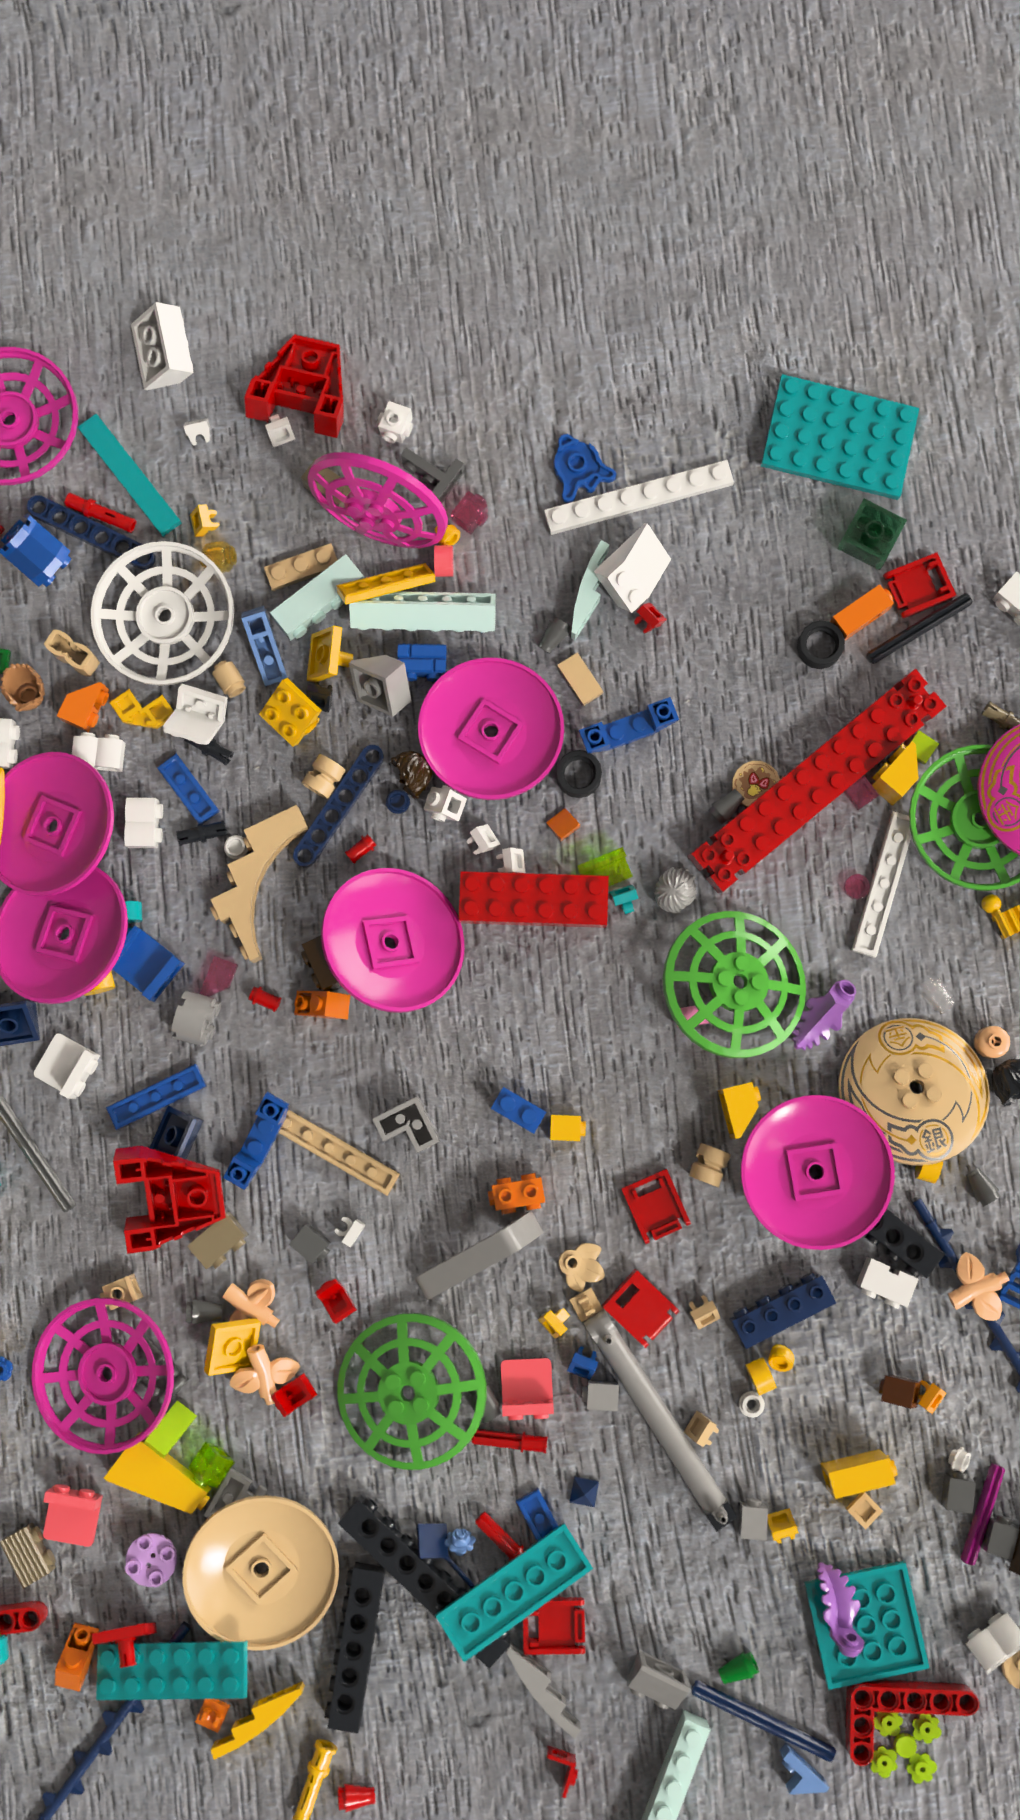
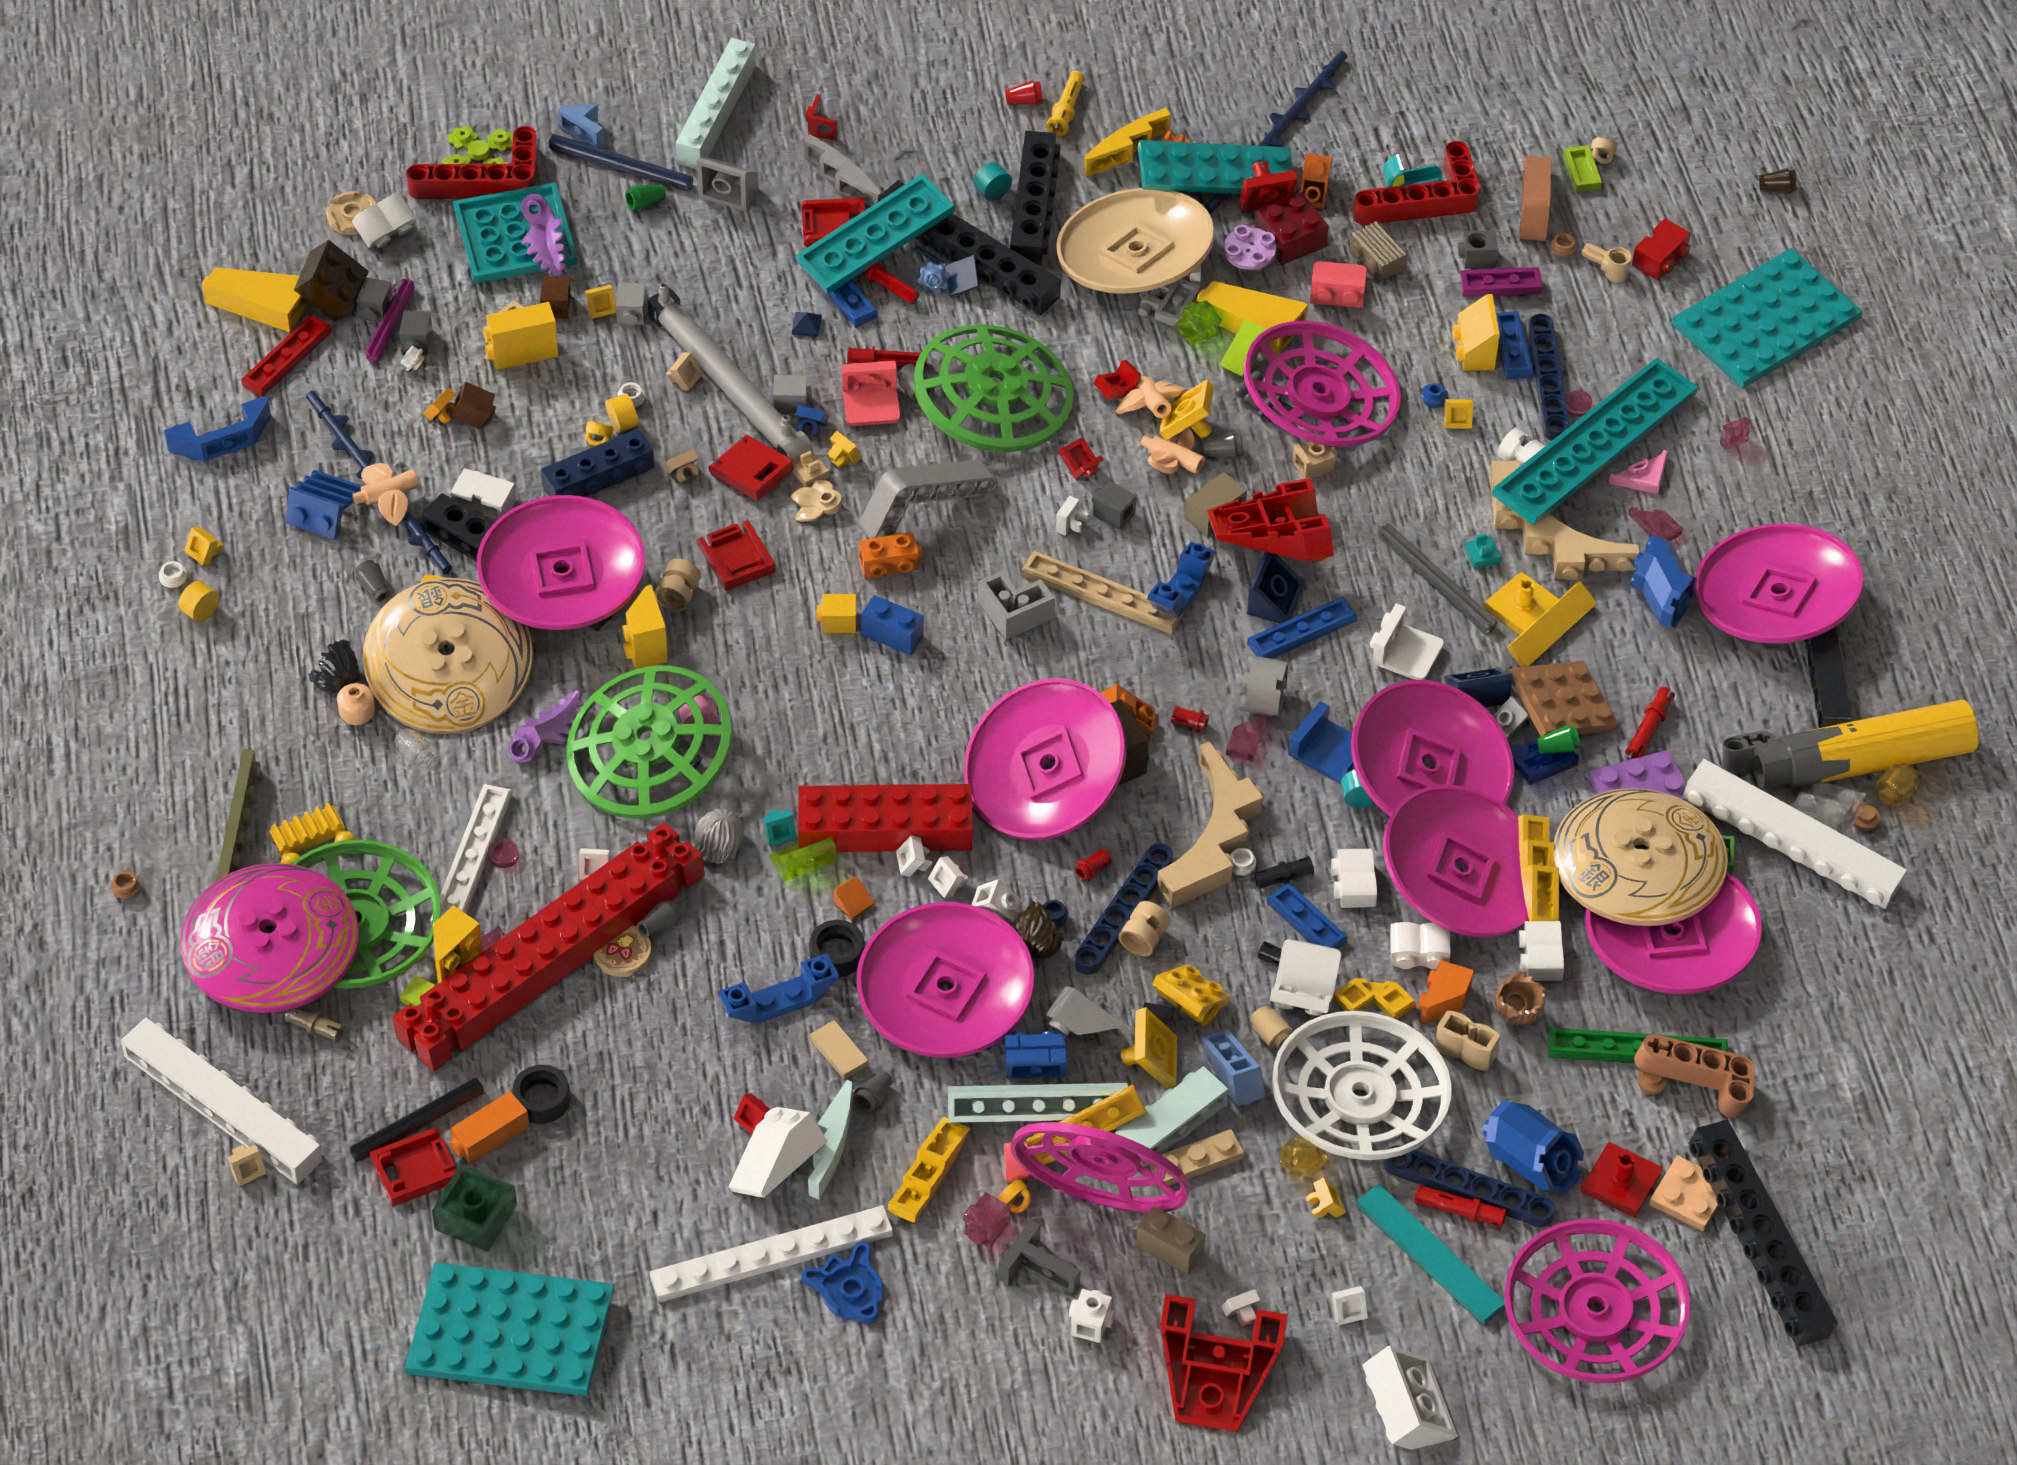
camera: 170 degrees right, 30 degrees down
(106, 1590) = (1295, 226): none -> dark red brick
(395, 1668) = (992, 181): none -> teal piece
(514, 560) = (928, 1170): none -> yellow slope
(781, 865) = (591, 860): none -> white tile
(825, 1534) = (558, 293): none -> reddish brown brick

